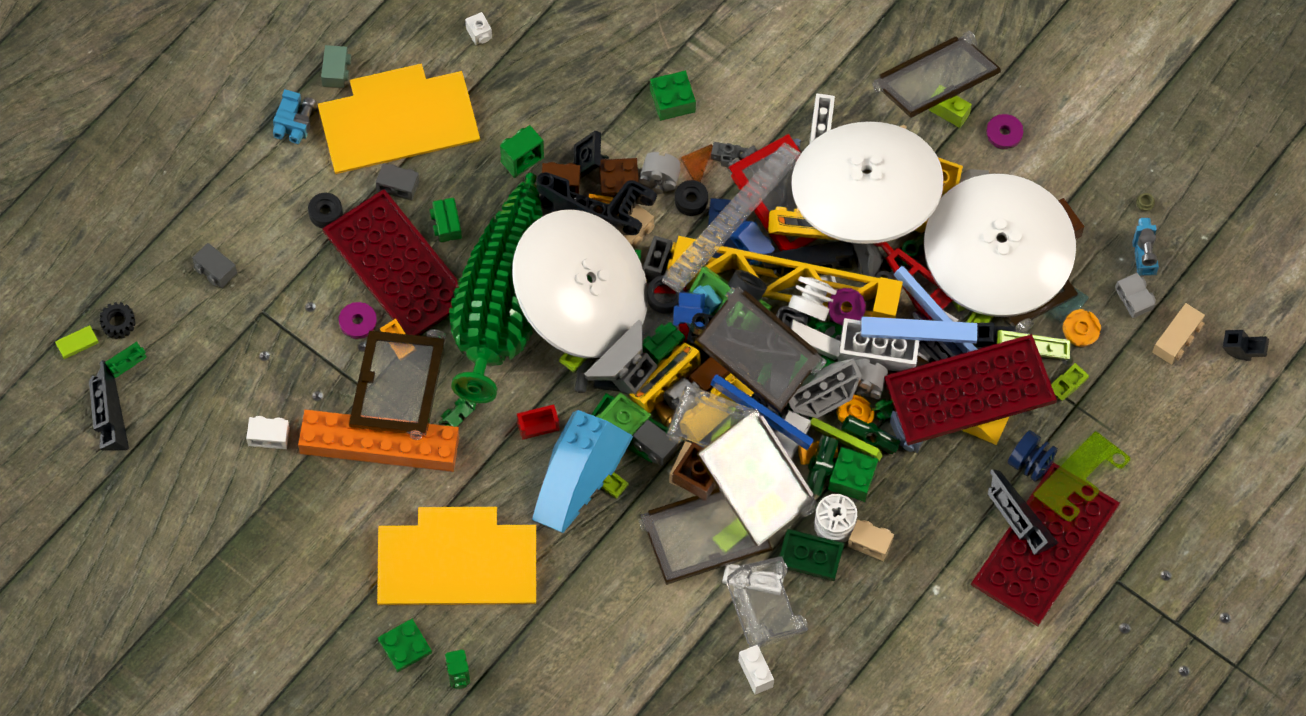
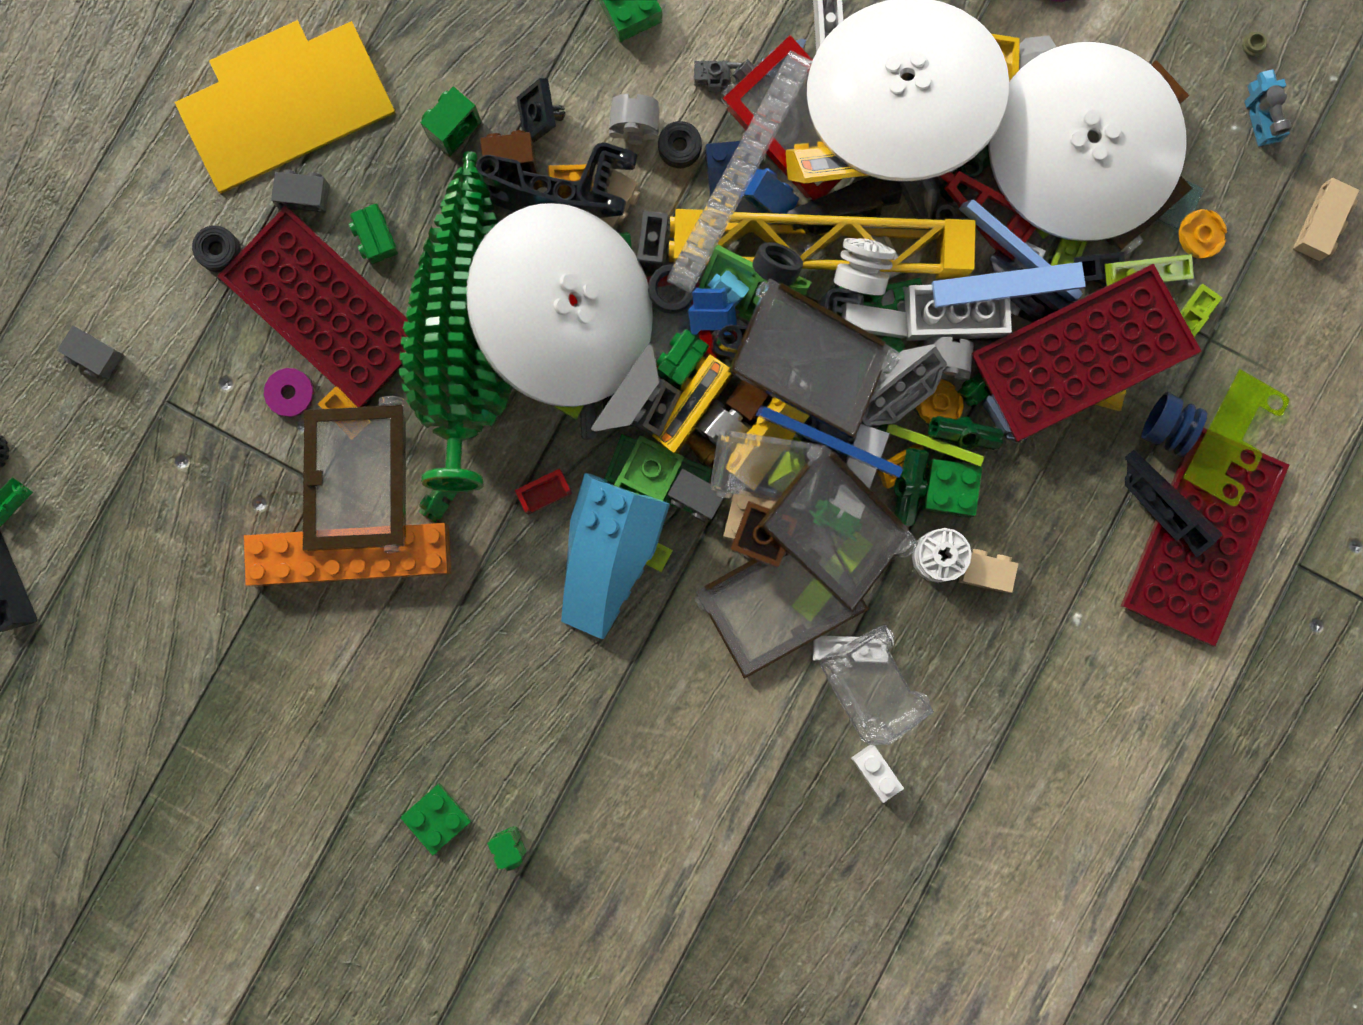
camera: 10 degrees left, 20 degrees up
(268, 432) = (206, 570): white brick -> none
(287, 117) = (142, 130): dark azure hips -> none
(335, 66) = (187, 43): sand green brick -> none
(456, 560) = (478, 695): yellow slope -> none
(616, 173) = (580, 132): reddish brown brick -> none
(697, 162) = (677, 93): clear orange tile -> none
(811, 554) = (917, 605): dark green plate -> none
(851, 296) = (922, 265): magenta tile -> none
(1135, 295) = (1263, 176): light grey brick -> none

